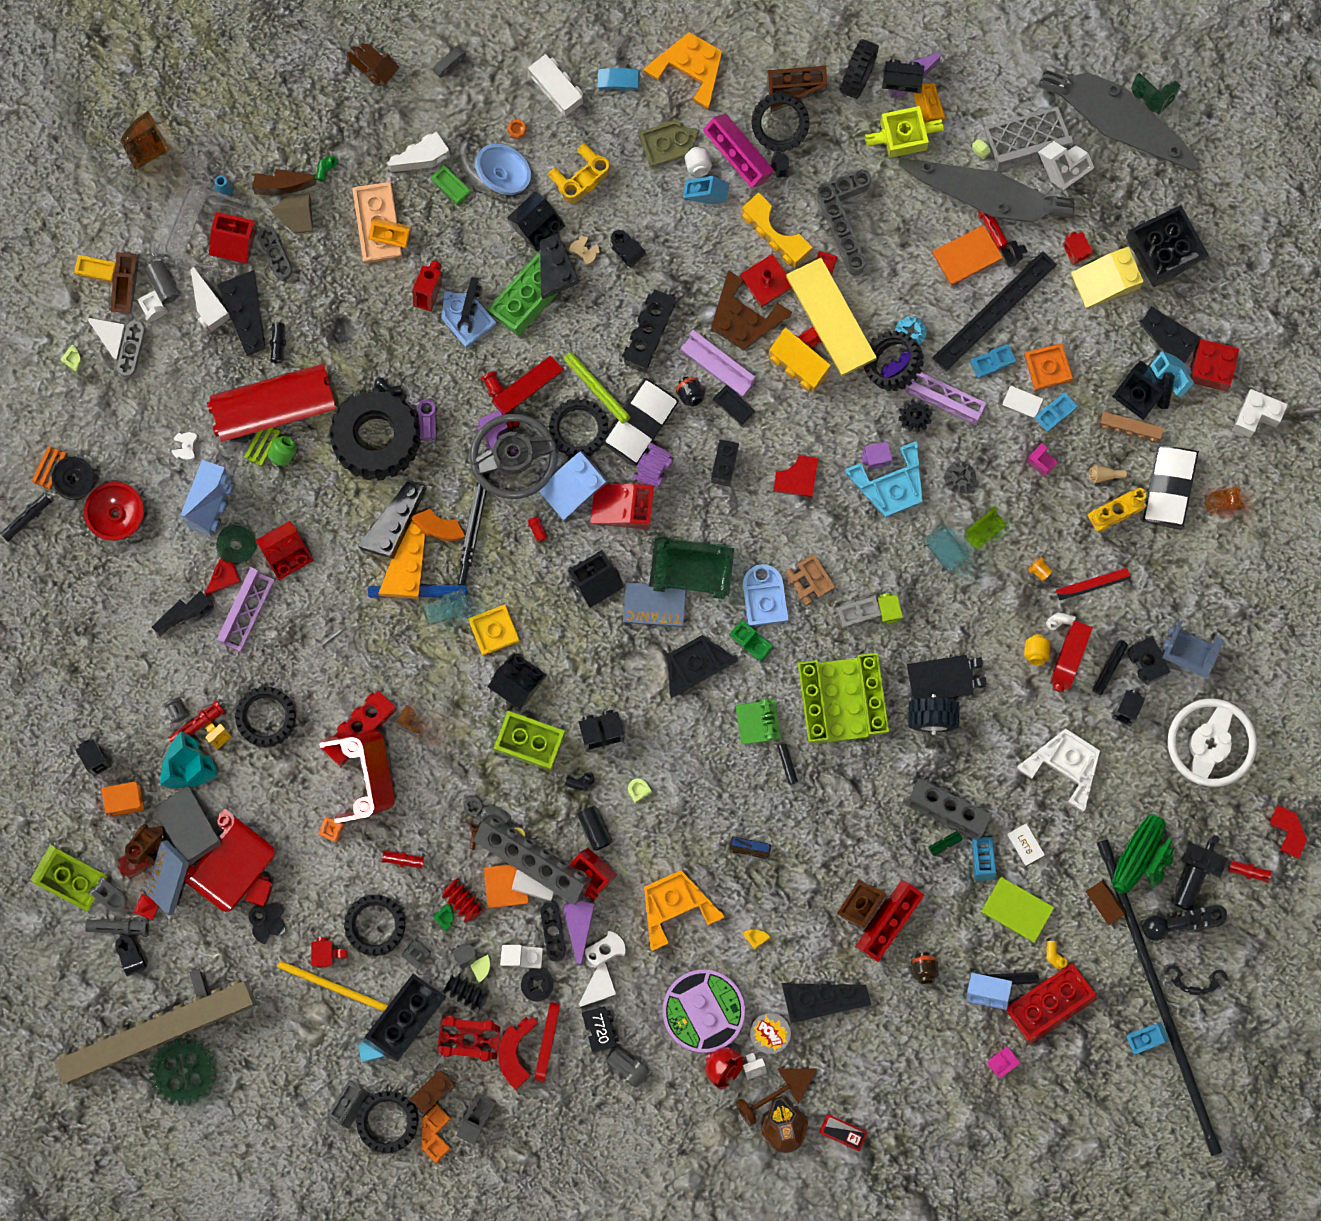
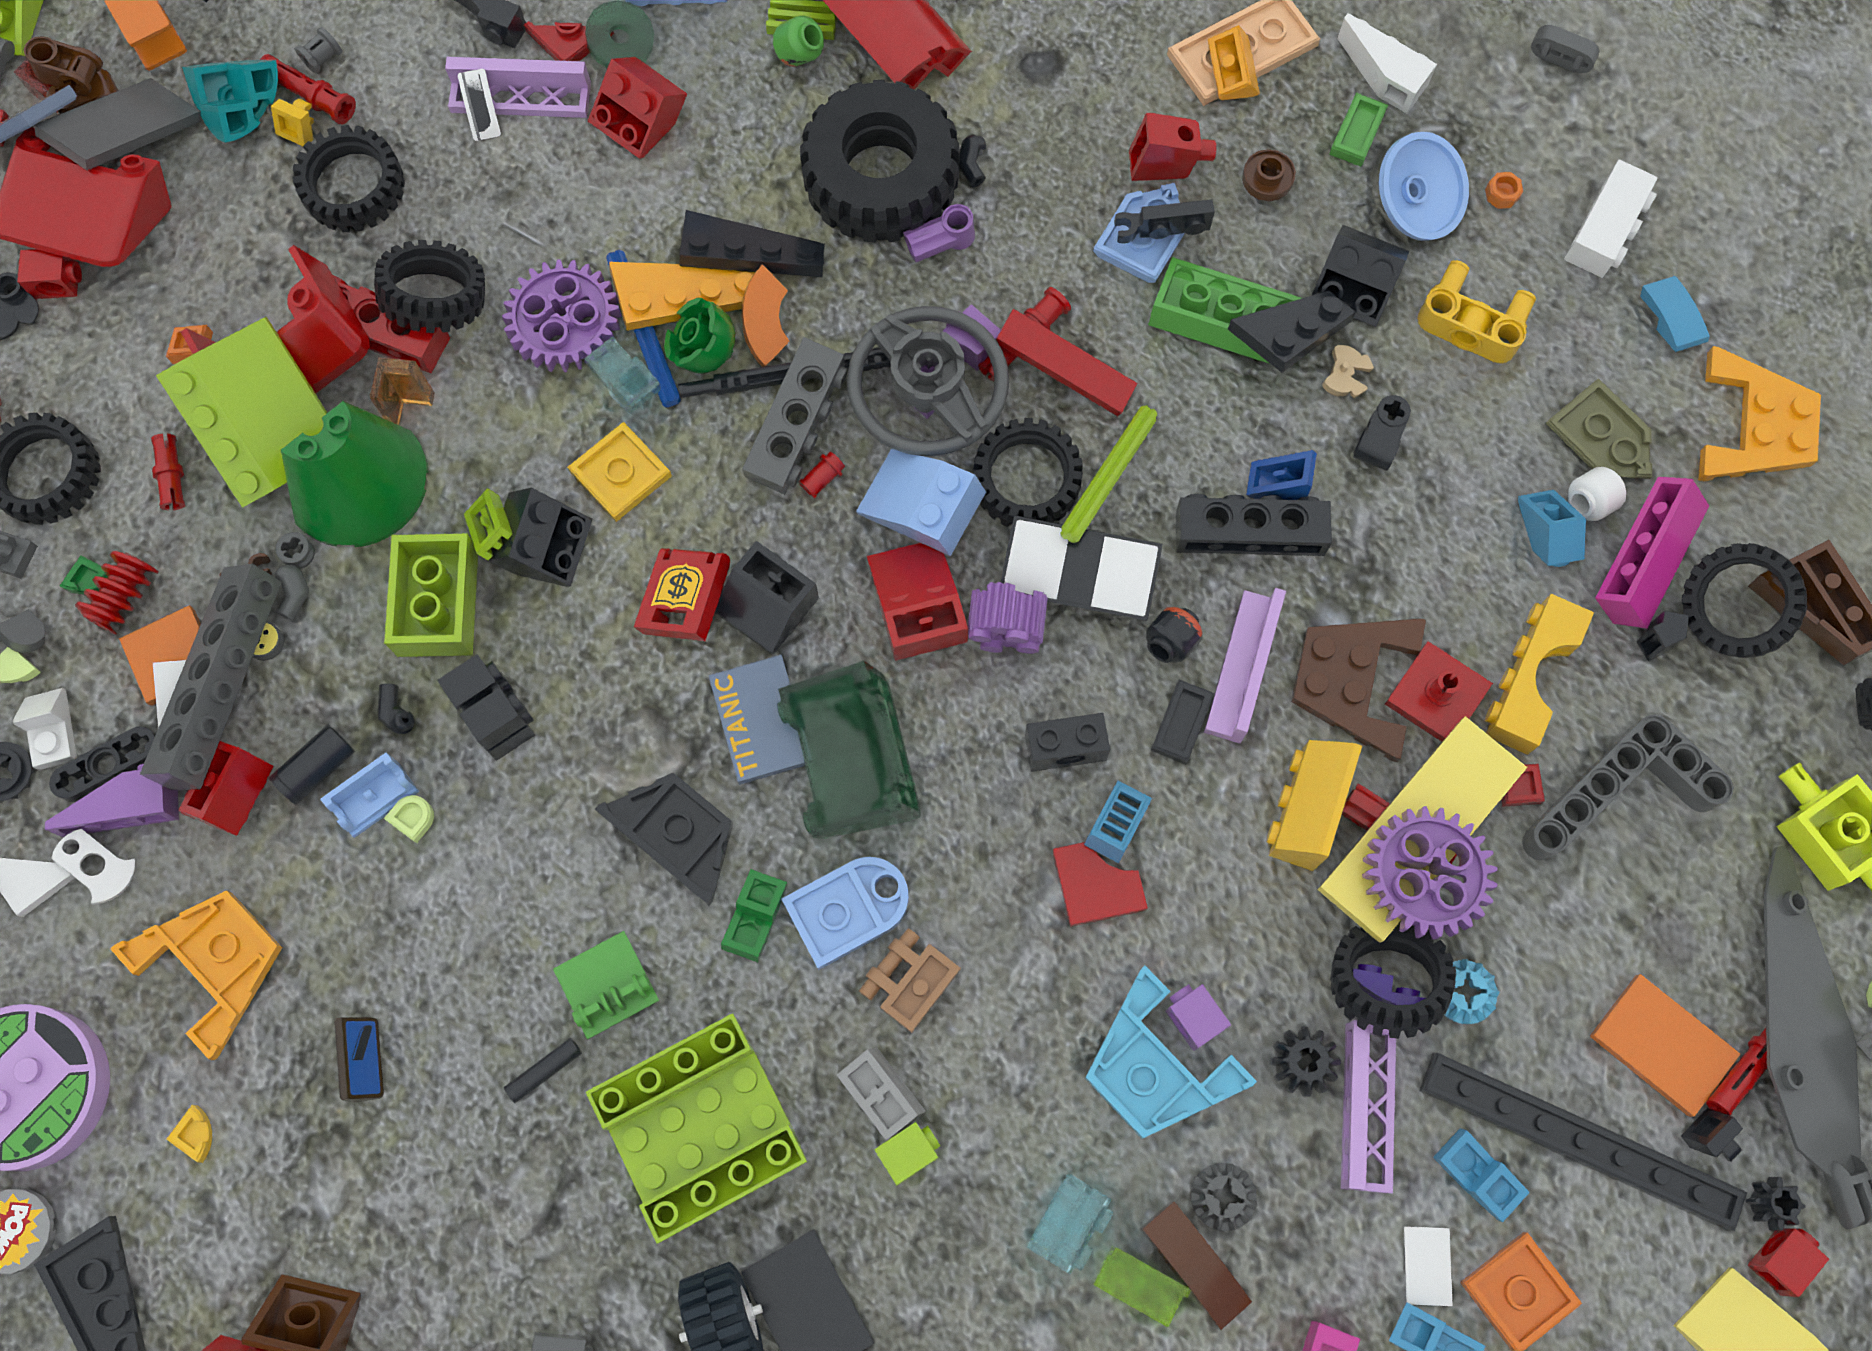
camera: 70 degrees right, 5 degrees down
(248, 633) = (479, 104): none -> sticker
(345, 674) = (423, 311): none -> black tyre
(398, 796) = (245, 406): none -> lime slope
(411, 625) = (545, 293): none -> medium lavender gear
(440, 562) = (701, 337): none -> green cylinder
(461, 242) = (1268, 175): none -> reddish brown plate
(461, 760) = (354, 478): none -> green cone
(504, 540) = (809, 362): none -> dark grey brick
(515, 698) = (492, 518): none -> lime tile
(573, 615) = (684, 584): none -> red container
(621, 804) = (369, 794): none -> light blue hinge
(630, 306) = (1282, 476): none -> blue slope
(777, 467) = (1107, 844): none -> dark azure slope
(869, 332) = (1426, 907): none -> medium lavender gear
(984, 500) = (1196, 1264): none -> reddish brown slope
(1054, 236) = (1787, 1203): none -> black gear

